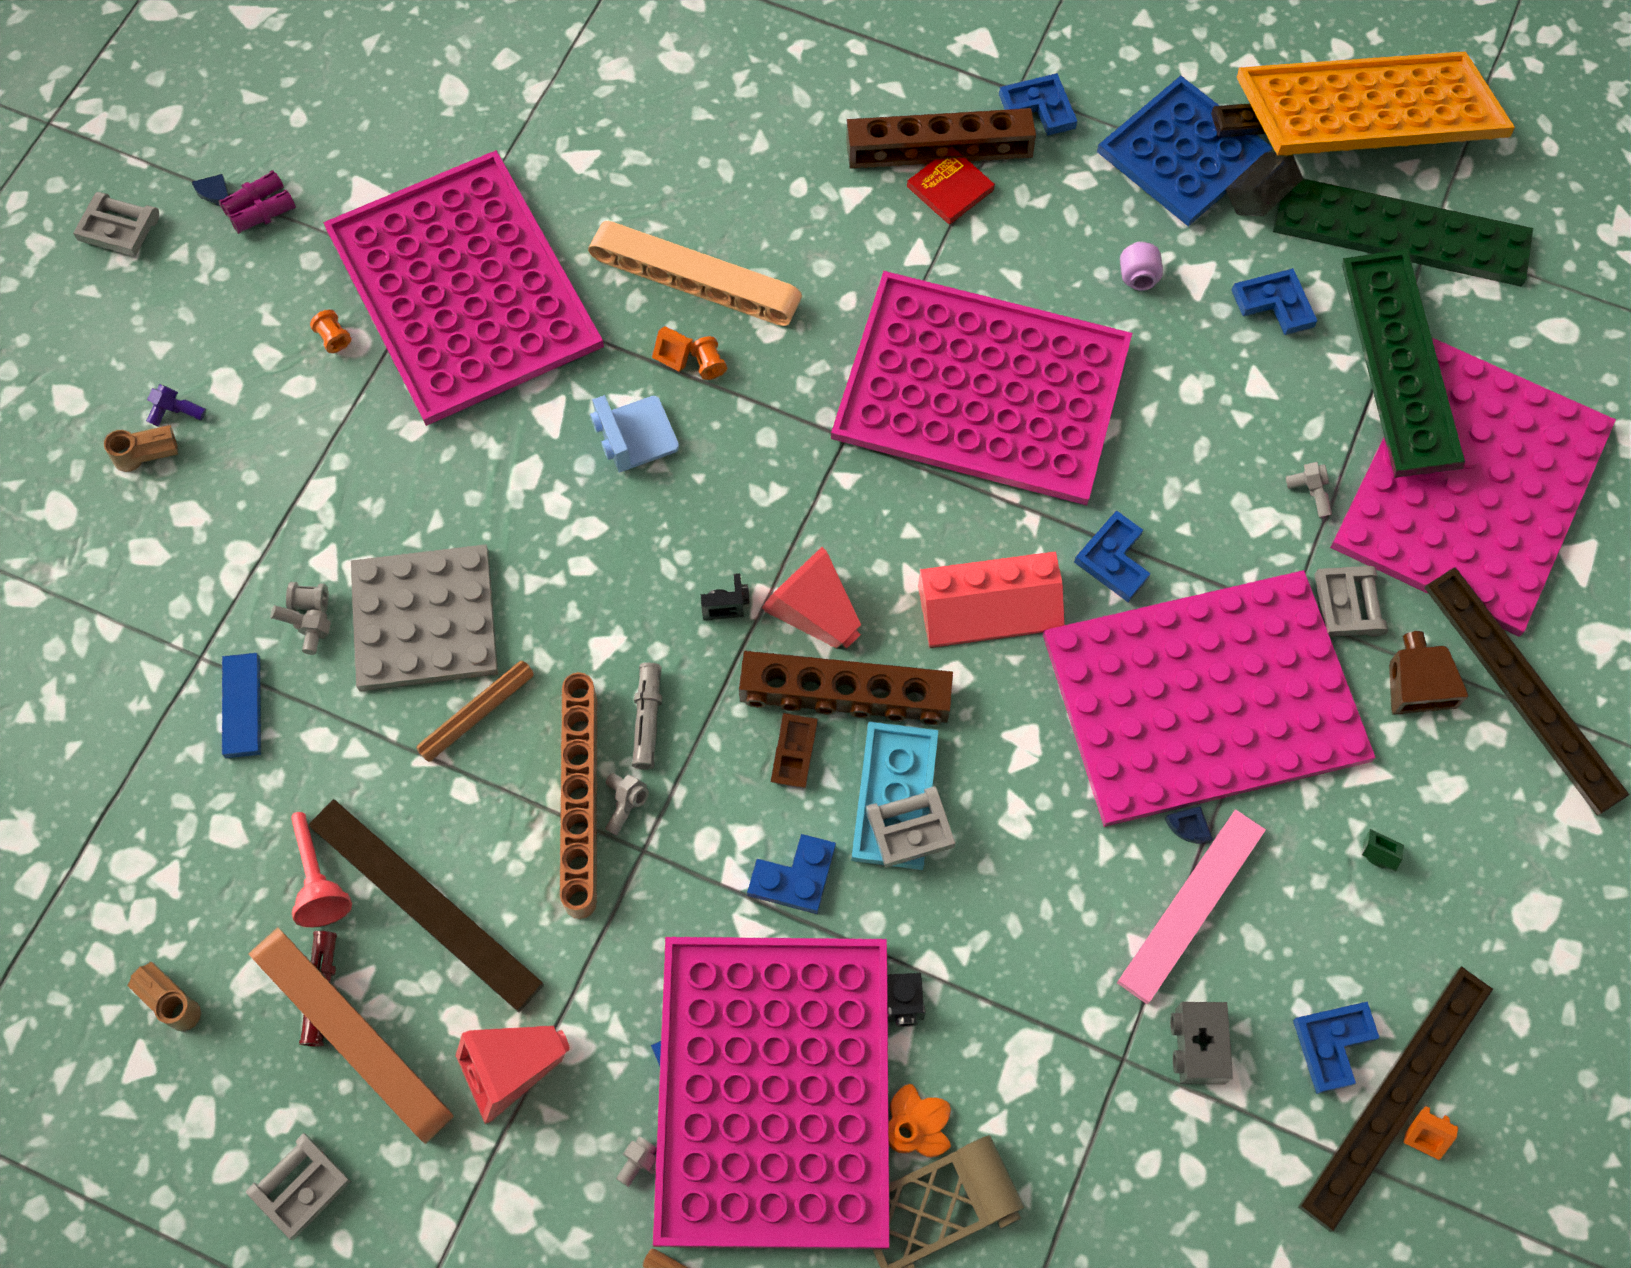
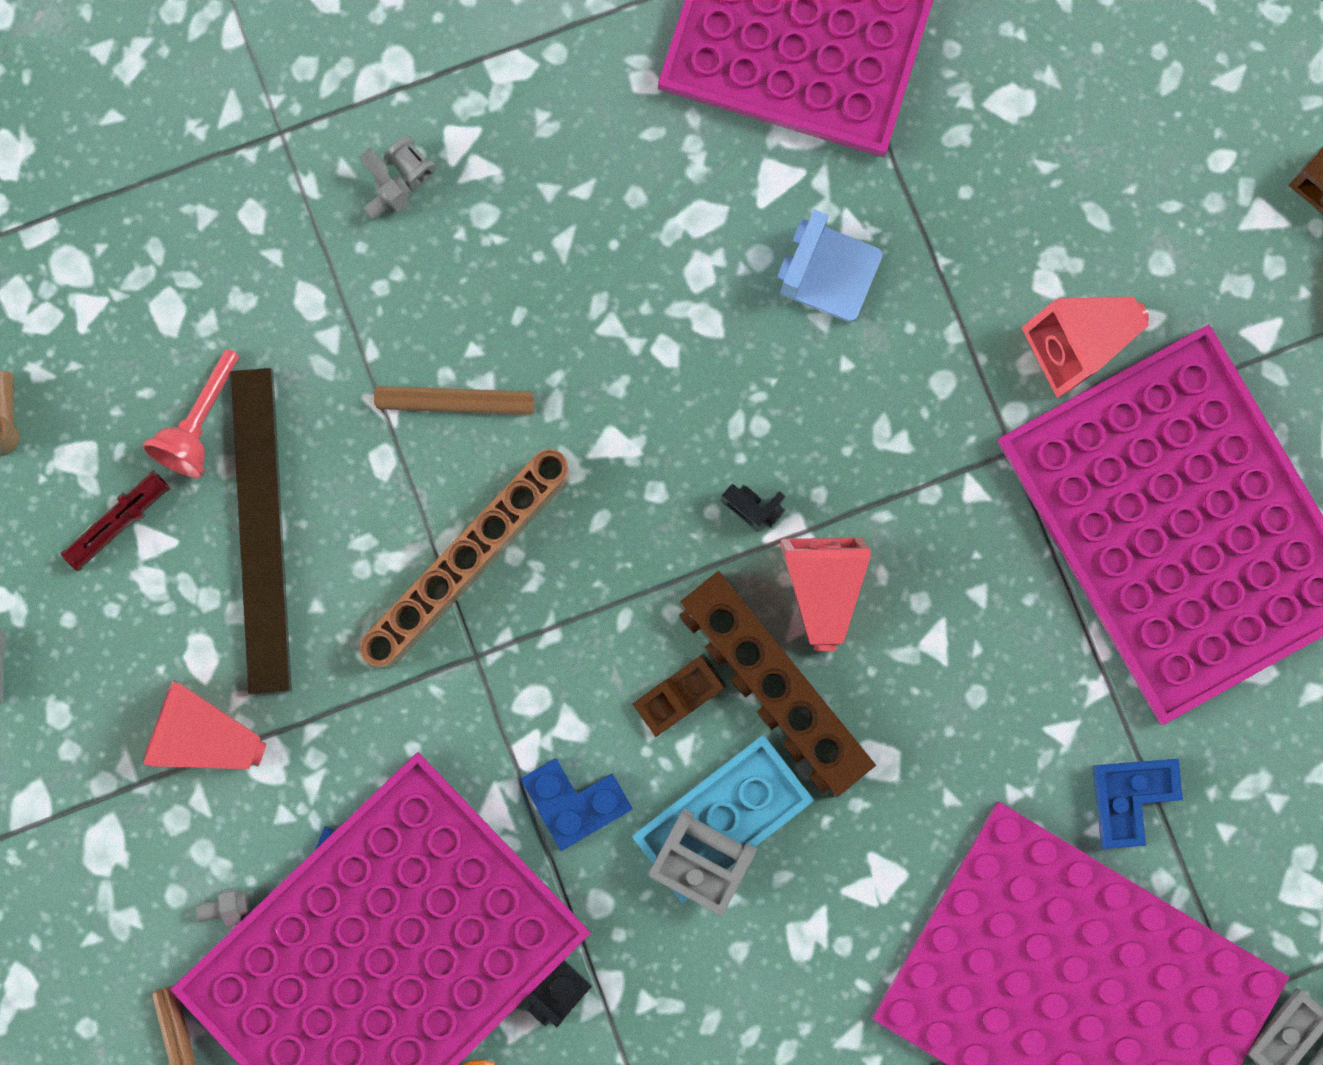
camera: 45 degrees right, 15 degrees up
(241, 705) = (273, 209): blue tile -> none
(351, 1035) = (100, 588): nougat beam -> none
(423, 618) = (490, 271): light grey plate -> none
(630, 794) = (507, 600): light grey piece -> none
(646, 718) = (588, 543): light grey pin -> none
(672, 348) = (941, 219): orange tile -> none
(695, 273) = (1035, 162): light nougat beam -> none
(708, 358) = (964, 258): orange bush -> none
(818, 339) = (1082, 335): none -> coral slope
(991, 599) = (982, 731): coral slope -> none

